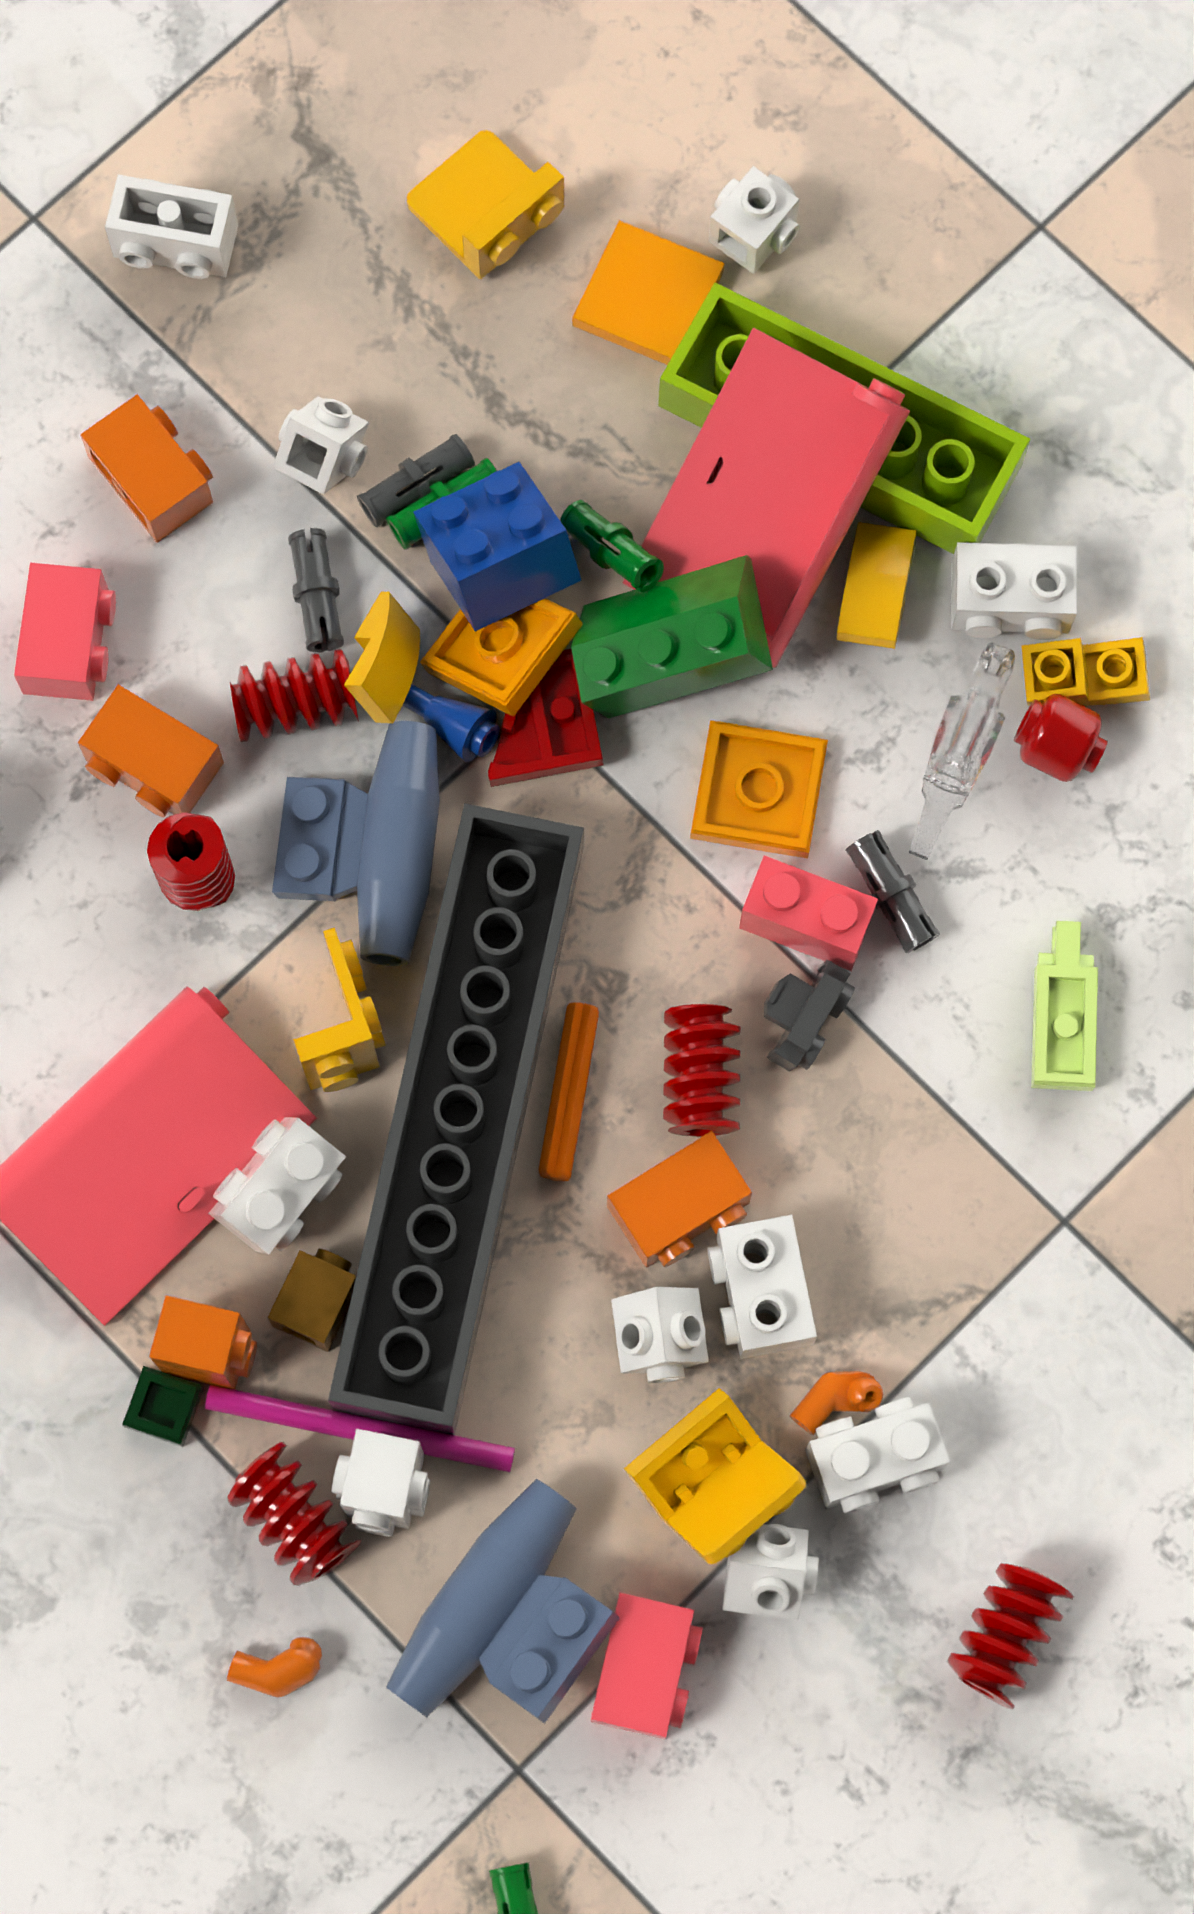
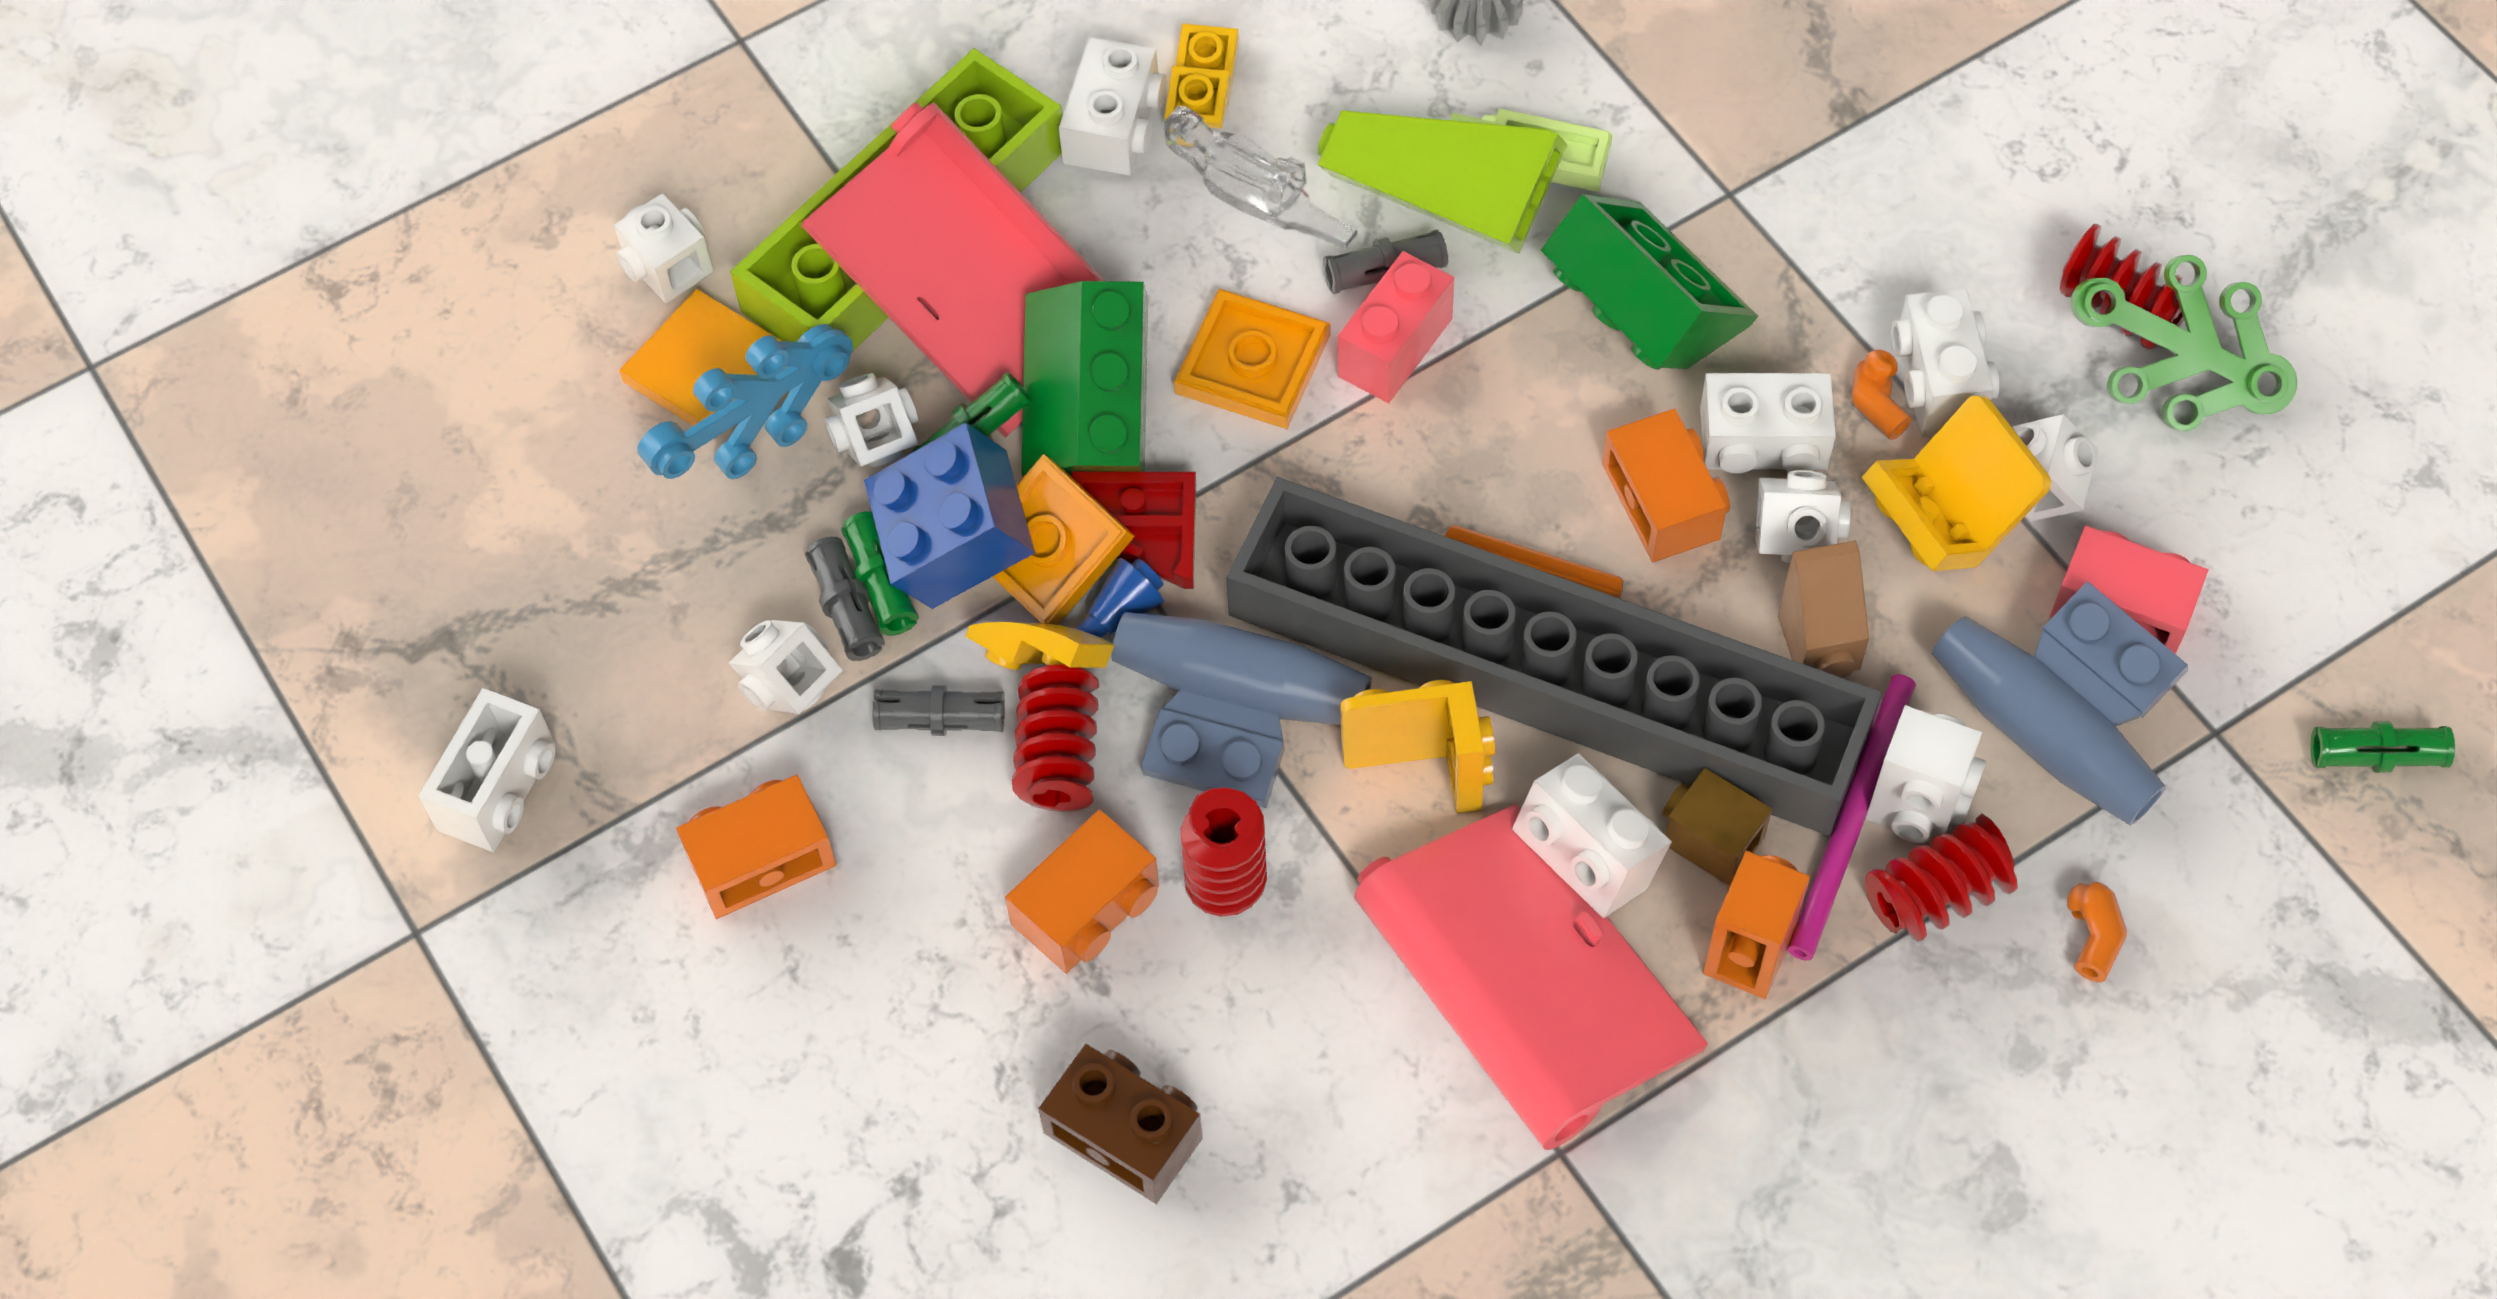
camera: 75 degrees left, 15 degrees down
(64, 631) = (921, 958): coral brick -> none
(163, 1406) = (1804, 999): dark green tile -> none
(486, 202) = (562, 480): yellow bracket -> none
(545, 1370) = (1826, 609): none -> medium nougat slope
(584, 341) = (814, 358): none -> dark azure plant
(596, 455) = (886, 435): none -> white brick
(699, 1070) = (1538, 441): red piece -> none
(802, 1012) = (1495, 349): dark grey piece -> none
(876, 585) = (1089, 220): yellow slope -> none
(920, 1150) = (1645, 282): none -> green slope
(936, 1704) = (2194, 349): none -> bright green plant
(1000, 927) = (1454, 171): none -> lime slope
(1060, 737) = (1266, 99): red head -> none

